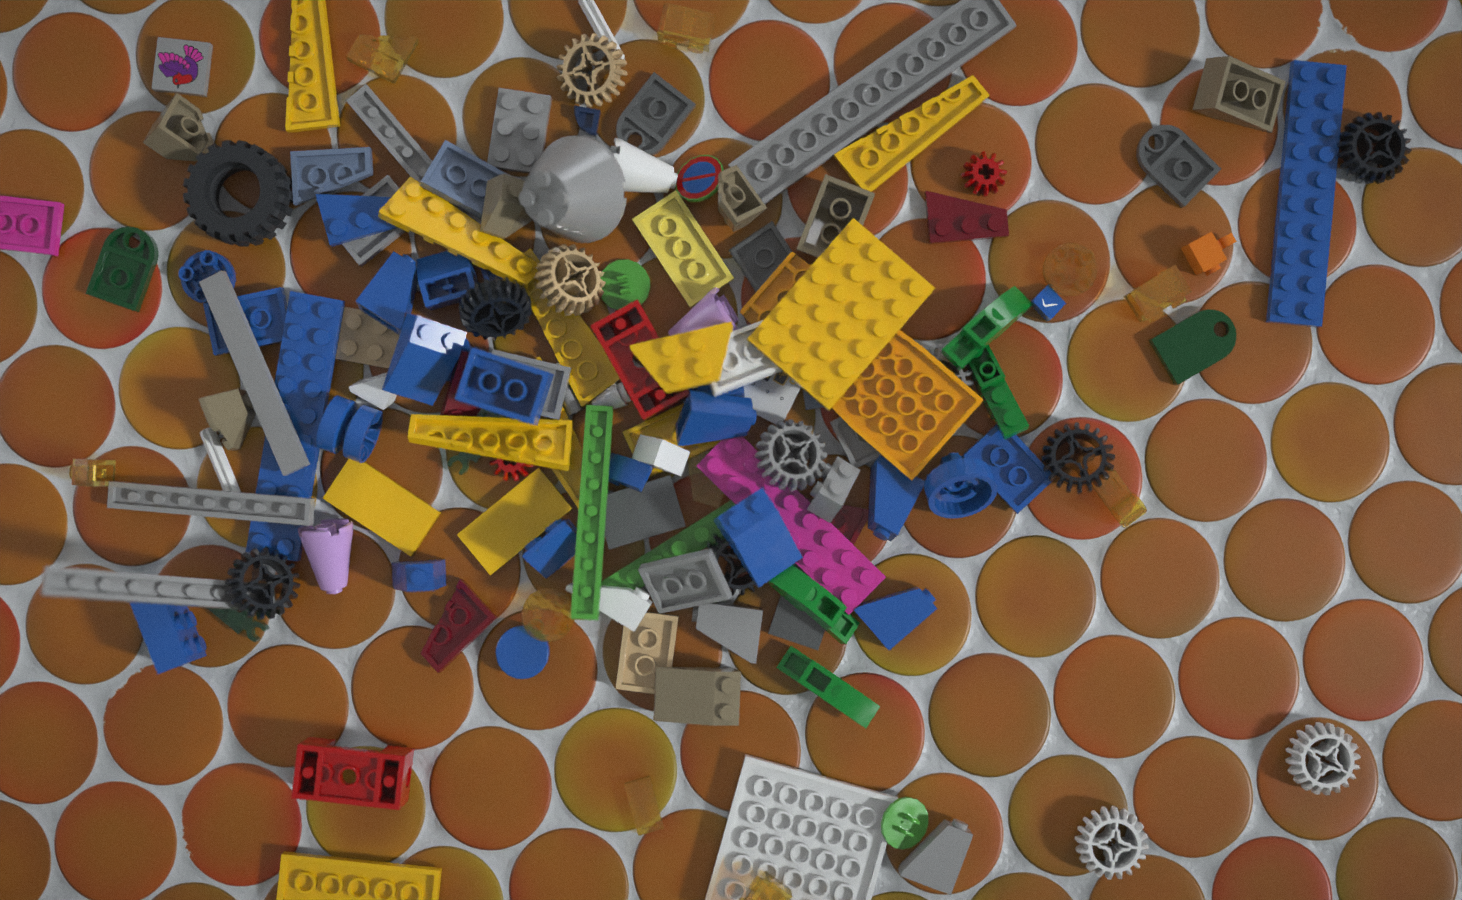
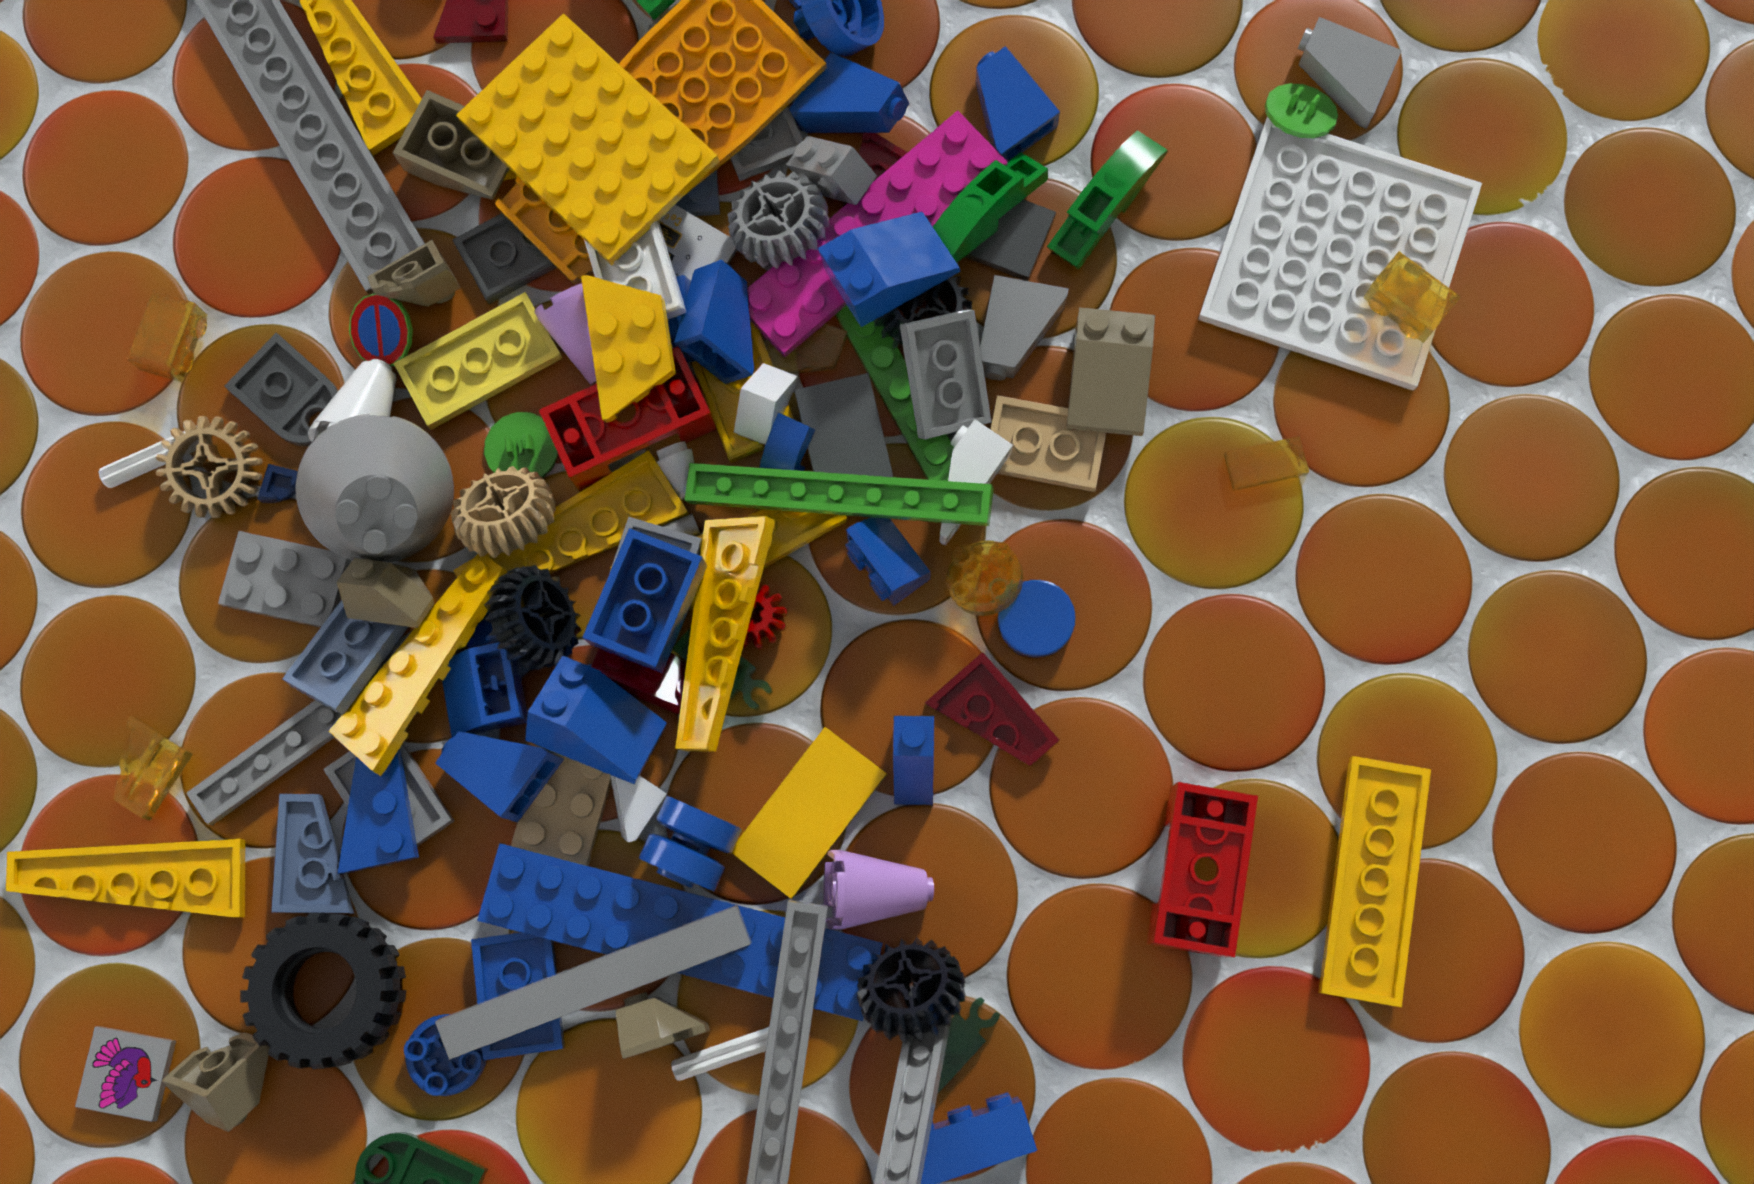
camera: 75 degrees left, 10 degrees down
(514, 521) = (846, 620): yellow tile -> none

